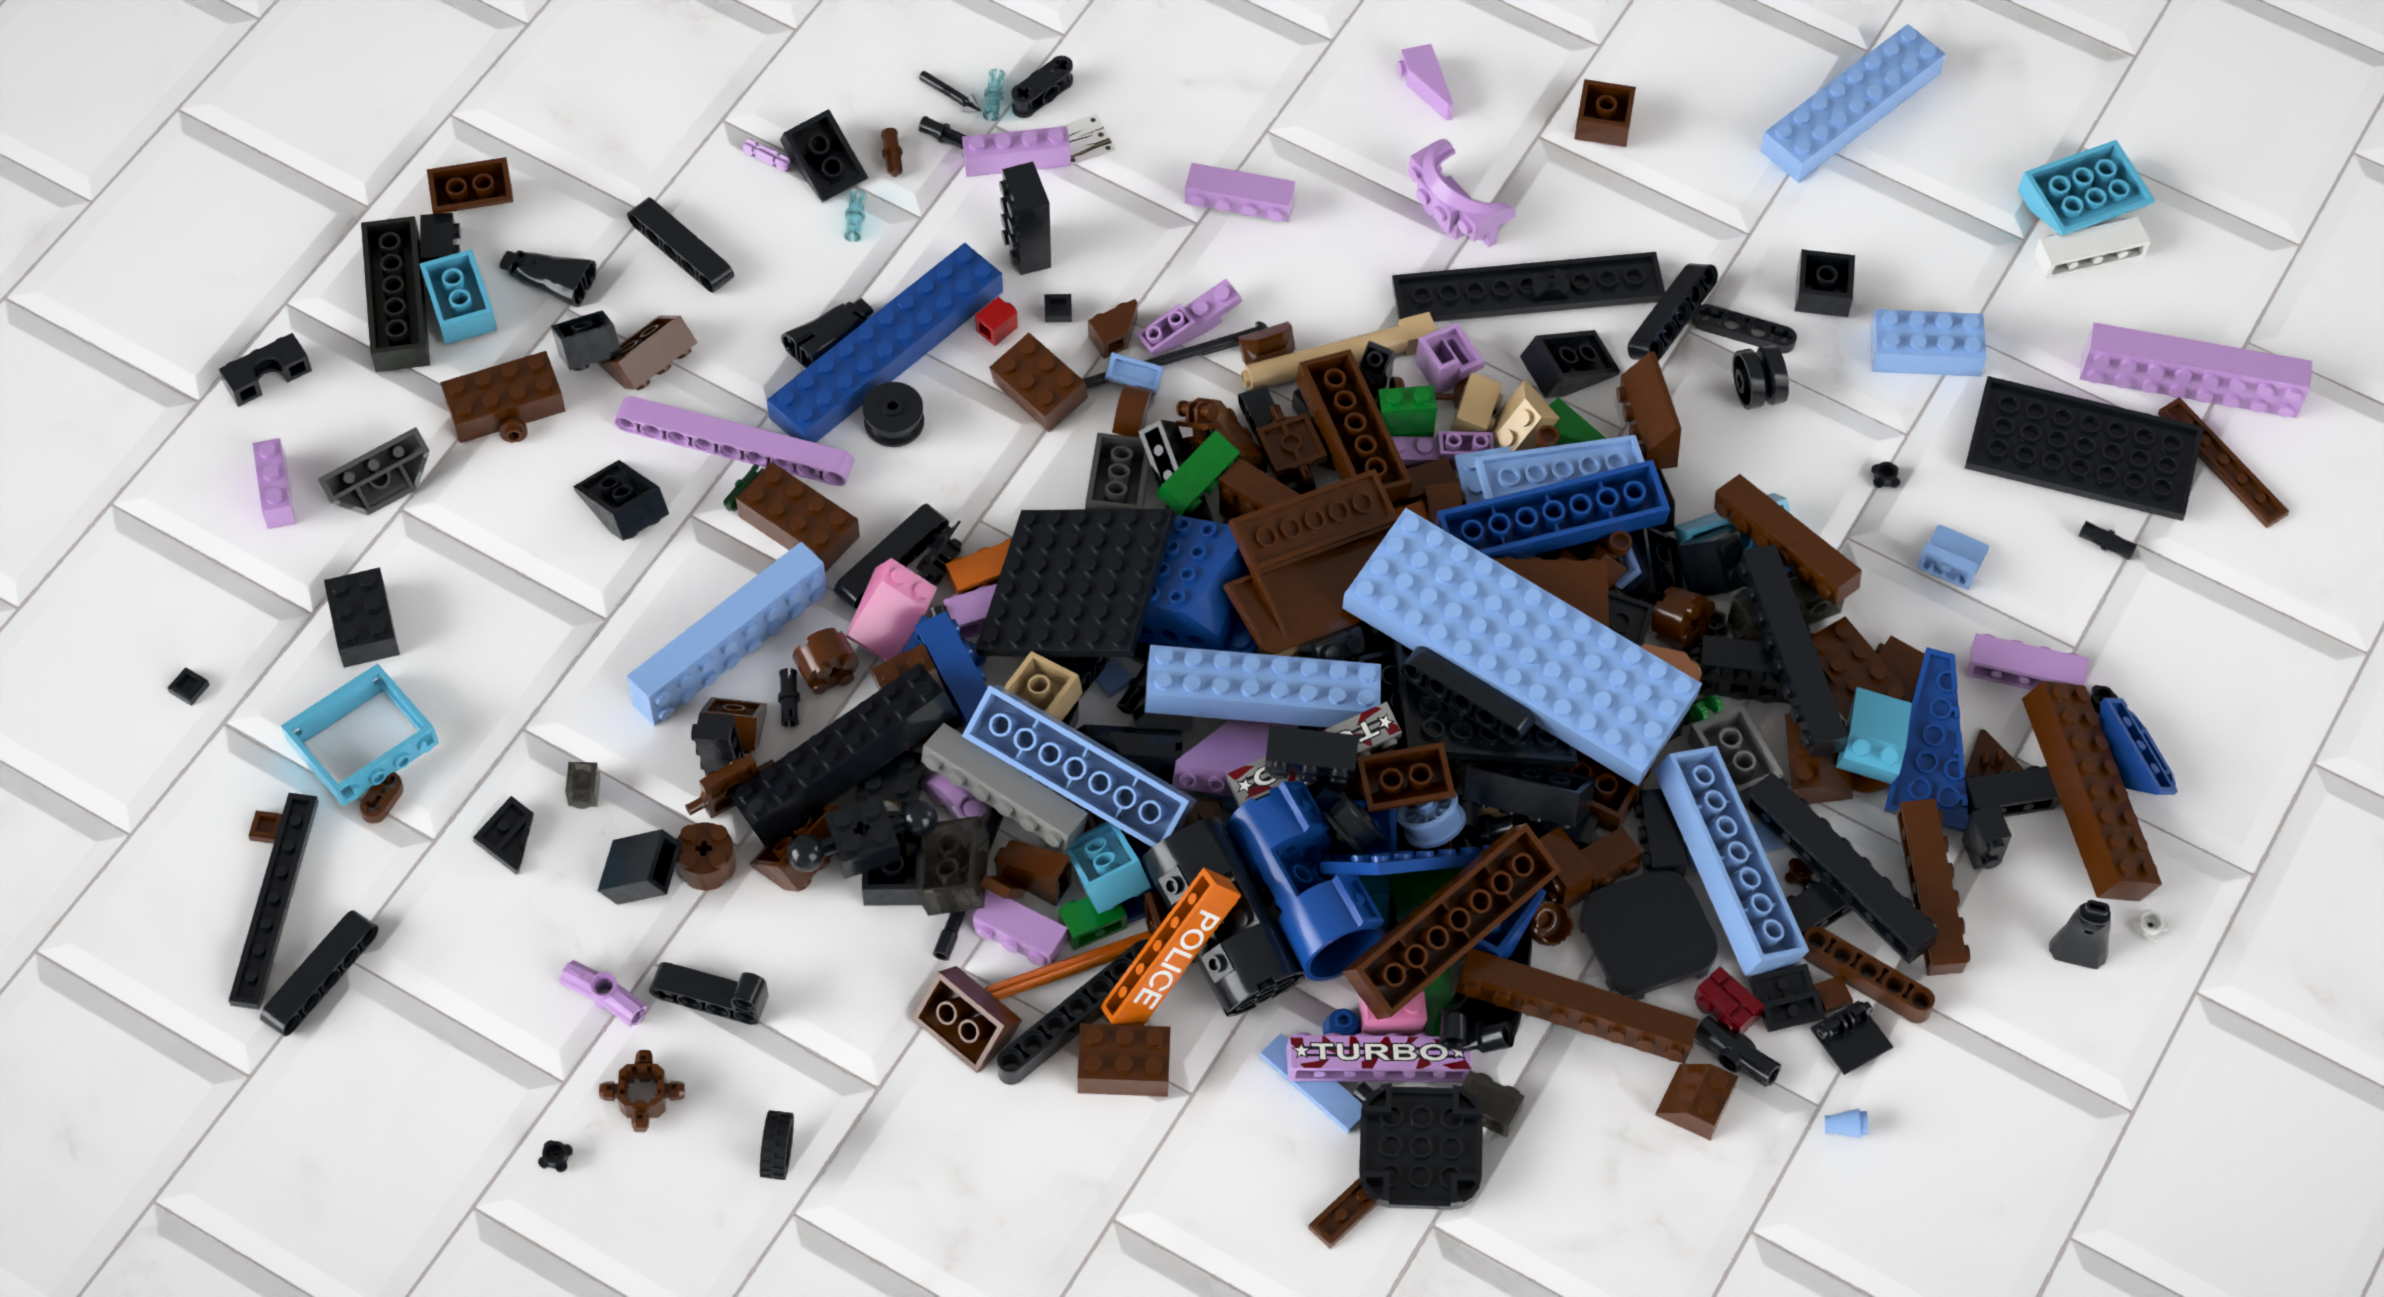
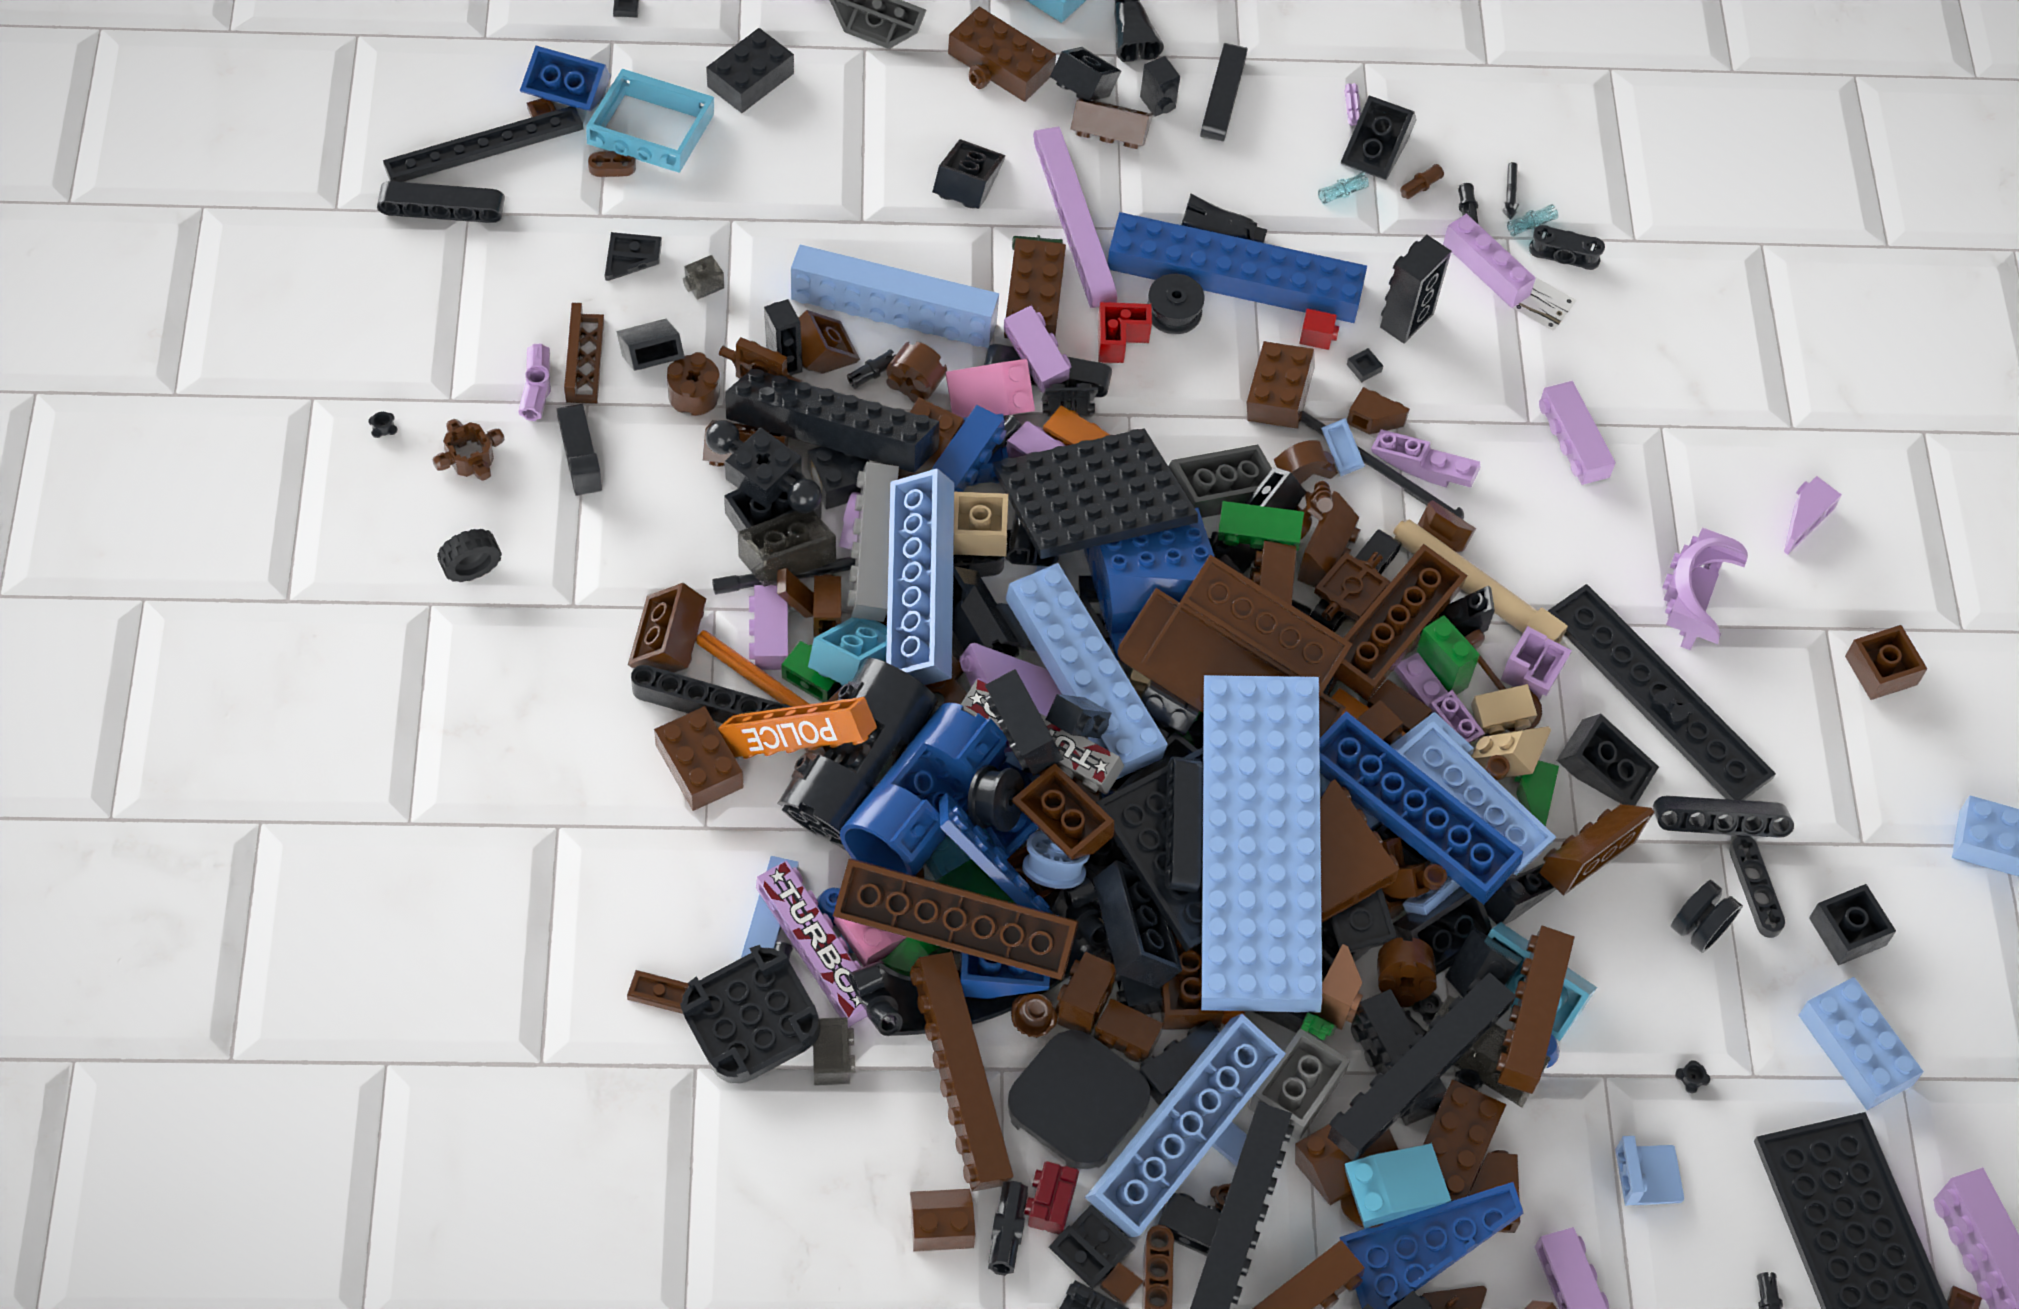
camera: 55 degrees right, 0 degrees up
(254, 784) = (565, 79): none -> blue slope
(597, 943) = (574, 352): none -> reddish brown fence
(645, 289) = (1160, 86): none -> black brick
(875, 544) = (1039, 347): none -> lavender brick
(889, 472) = (1121, 324): none -> red brick
(1326, 710) = (1078, 716): none -> black brick

